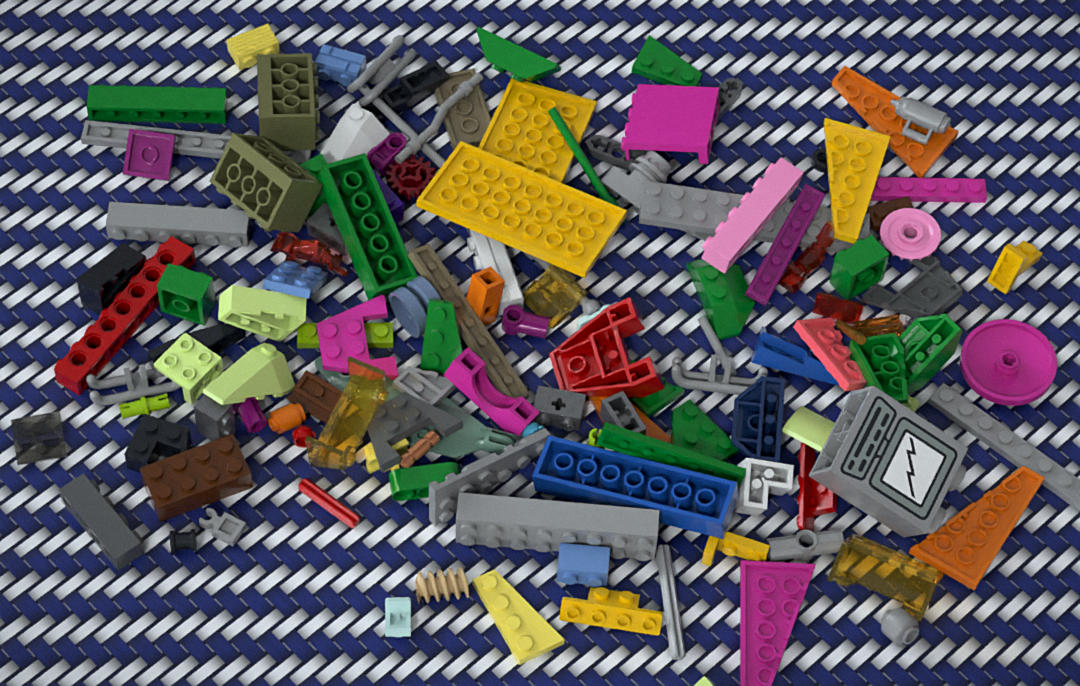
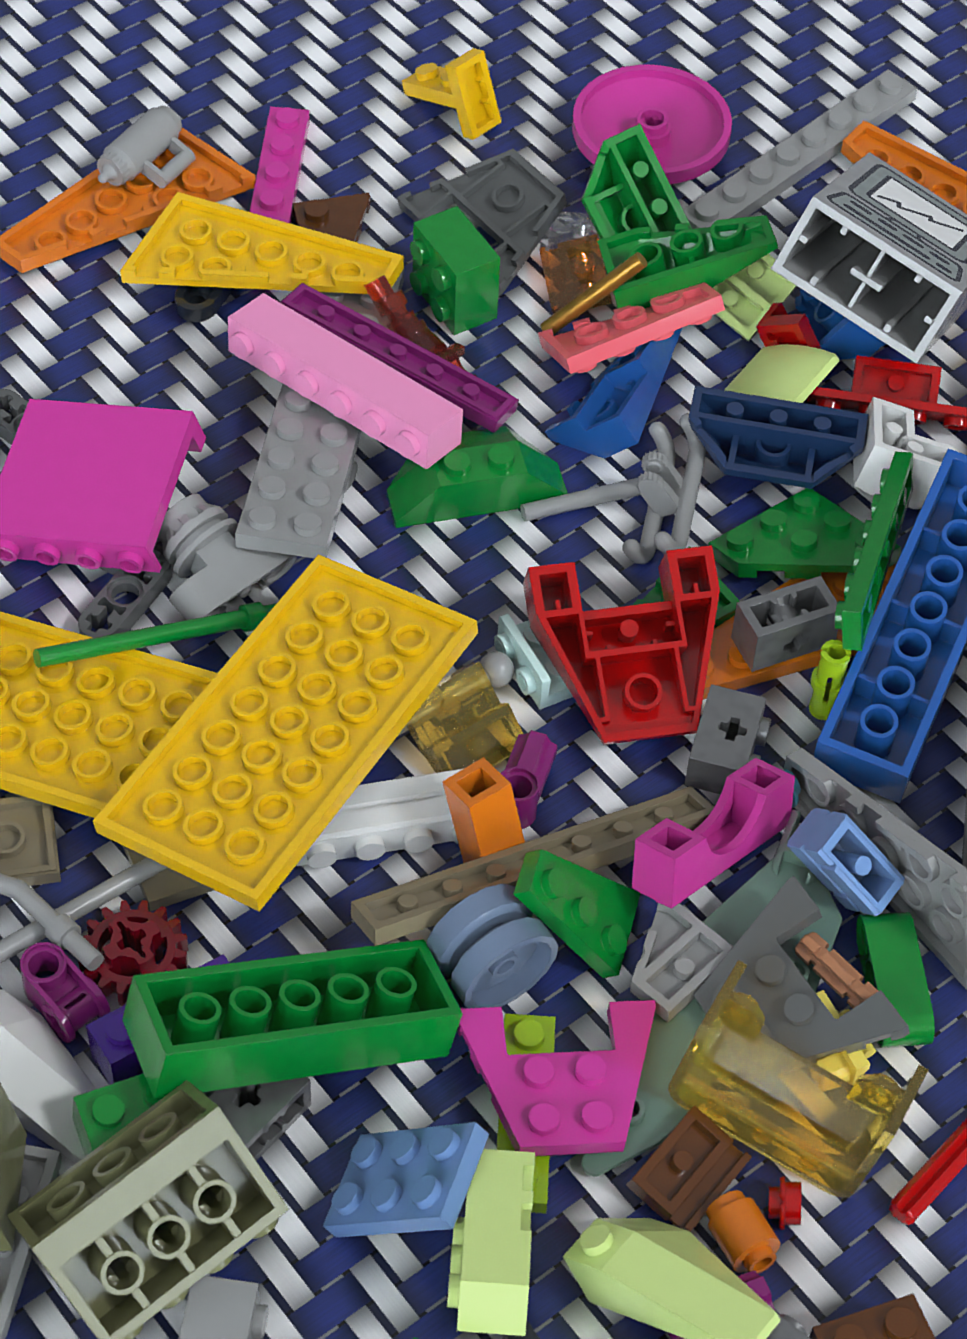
camera: 85 degrees left, 5 degrees down
(307, 250) = (316, 1158): clear red piece -> none
(475, 442) = (846, 861): none -> medium blue brick
(837, 308) = (517, 322): clear red hinge -> none
(911, 223) = (382, 201): bright pink gear -> none

